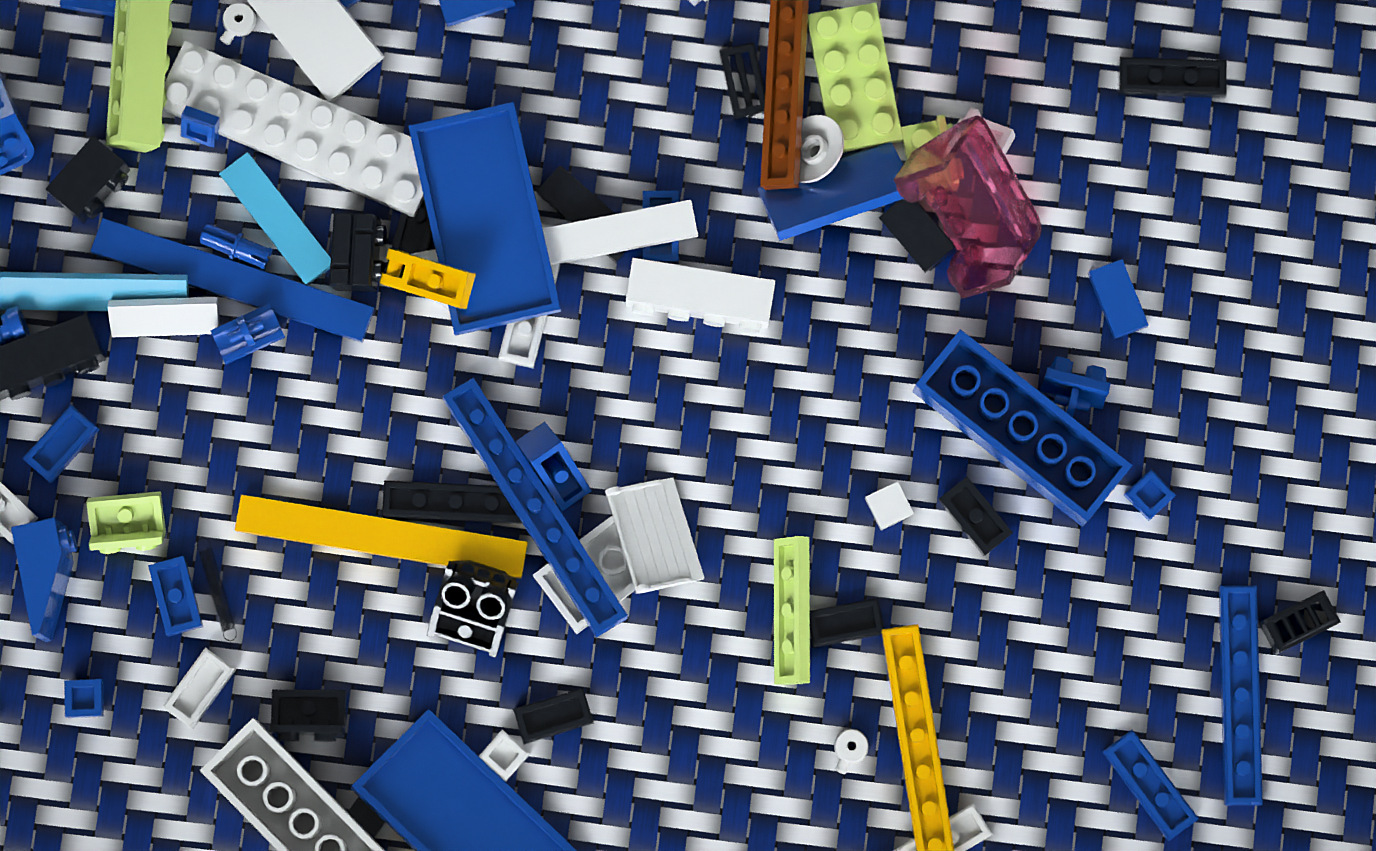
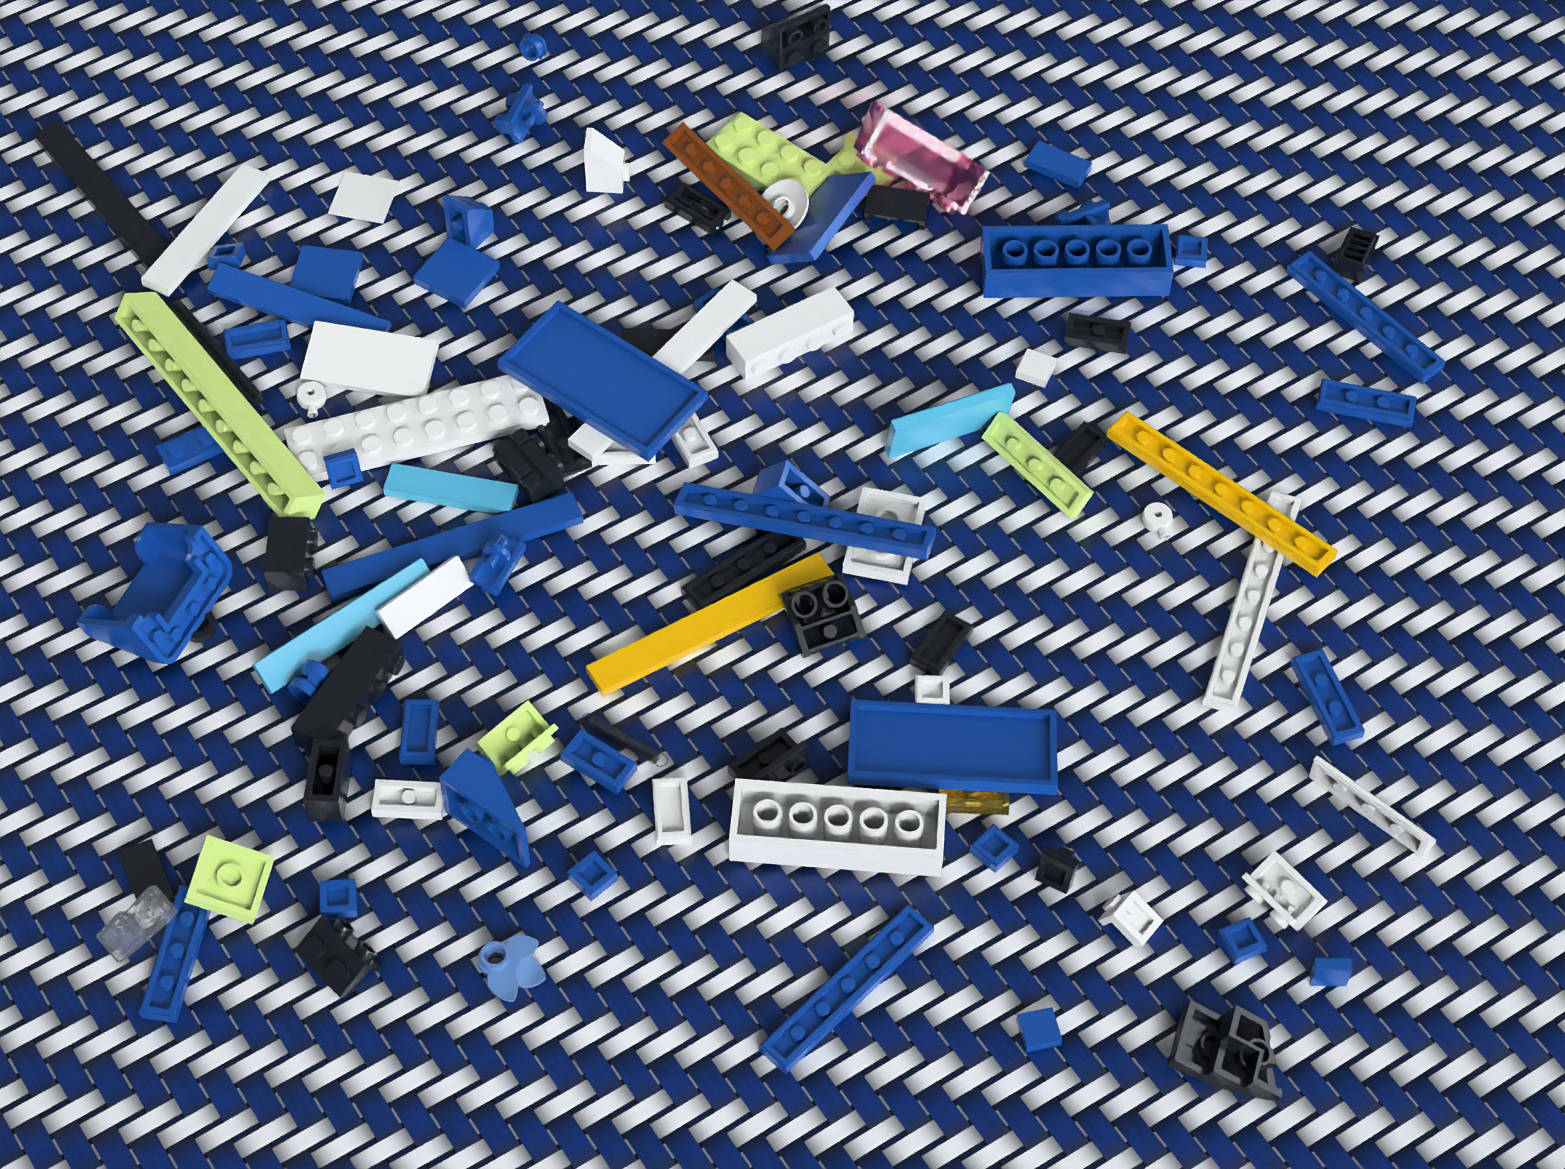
camera: 40 degrees left, 25 degrees down
(235, 246) = (436, 522): blue axle -> none
(428, 278) = (597, 432): yellow plate -> none
(654, 535) = (901, 485): white piece -> none
(746, 509) = (947, 420): none -> medium azure tile
(1172, 77) = (966, 36): black tile -> none

